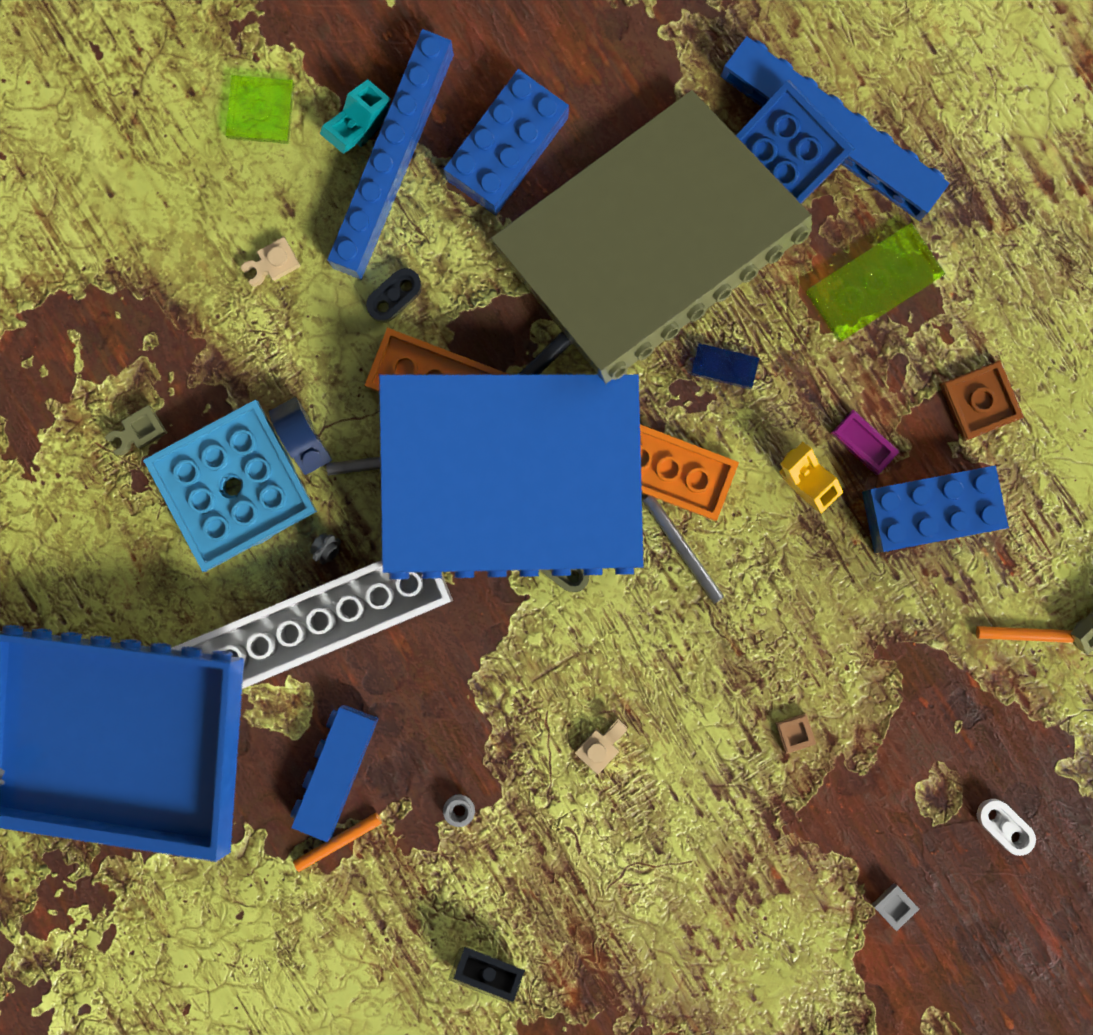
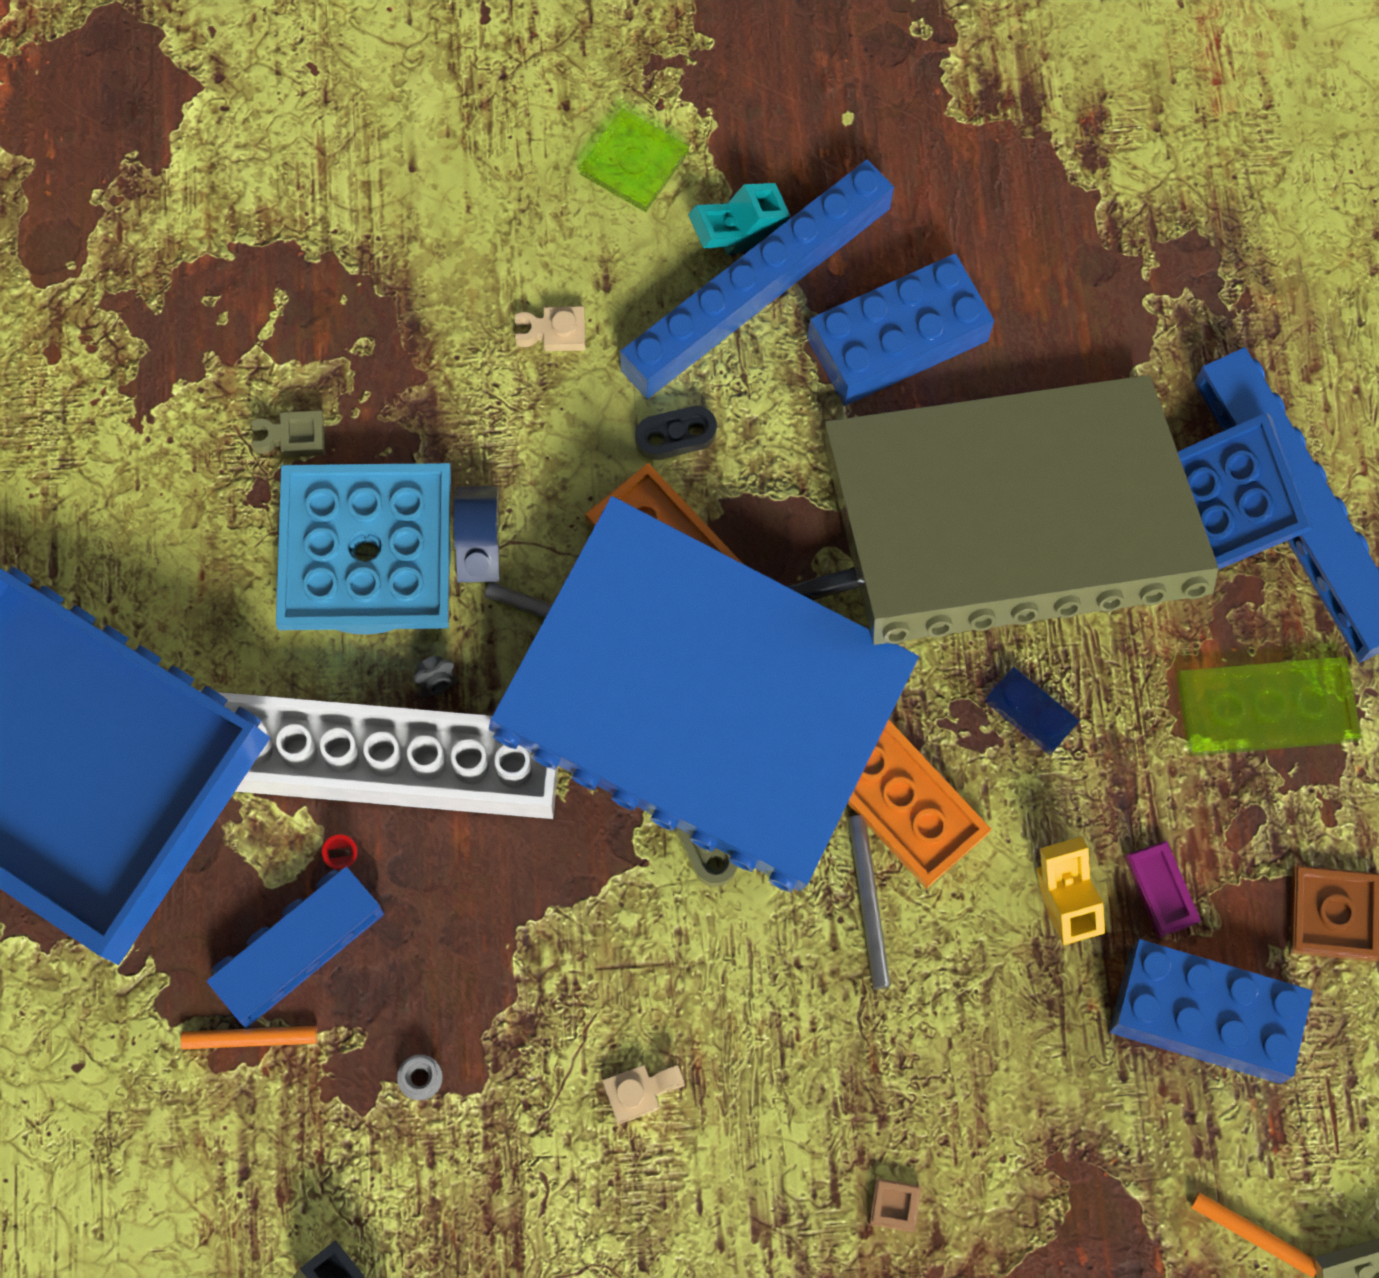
camera: 25 degrees right, 15 degrees down
(333, 701) = (336, 843): none -> red hinge

